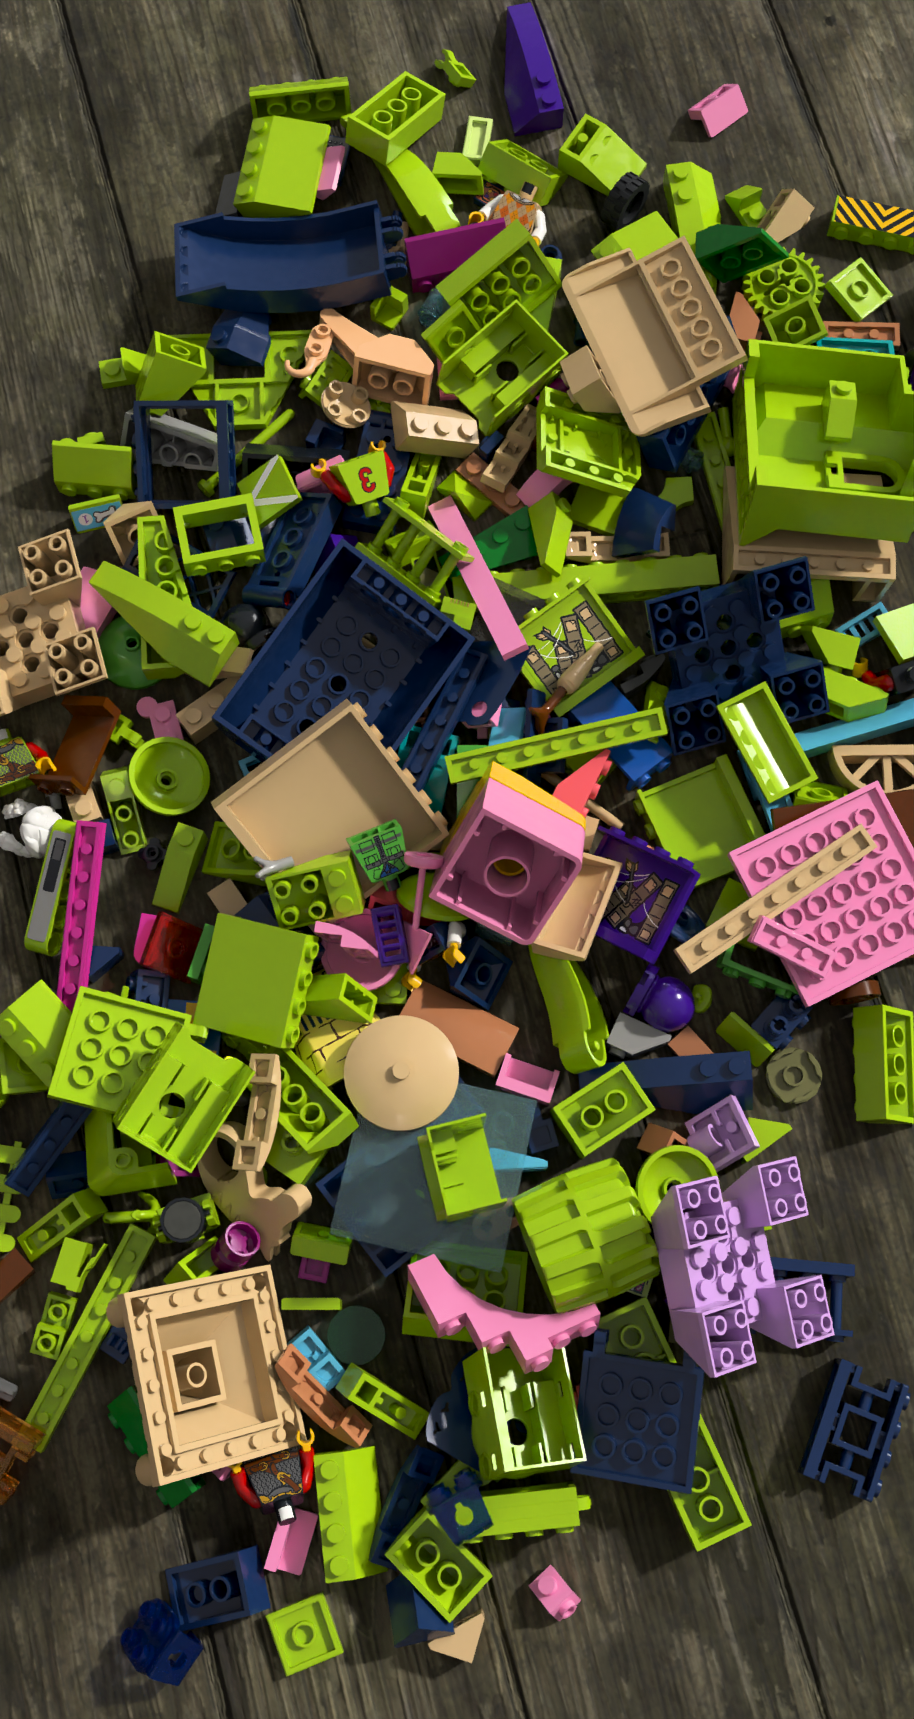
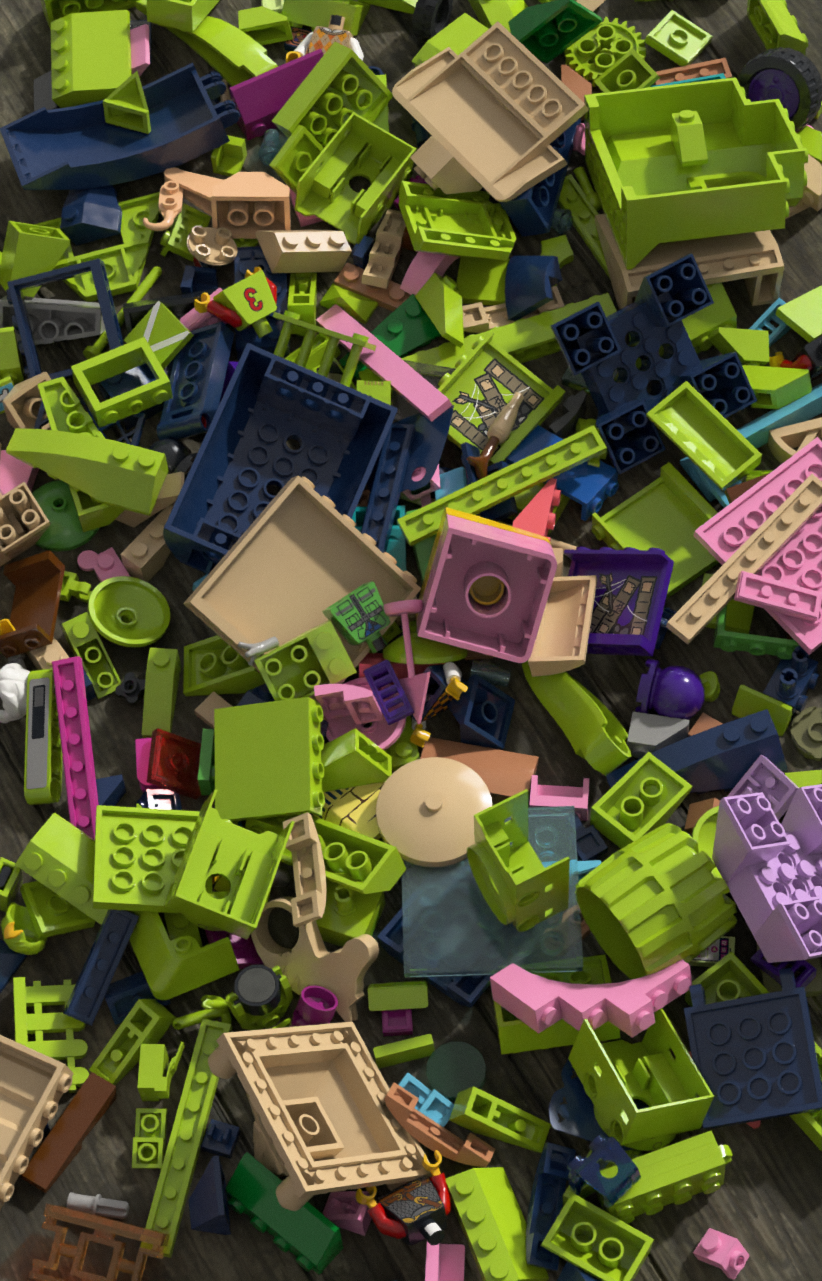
camera: 10 degrees left, 15 degrees down
(89, 1415) = (209, 1201): none -> dark blue slope
(303, 230) = (128, 106): none -> lime slope

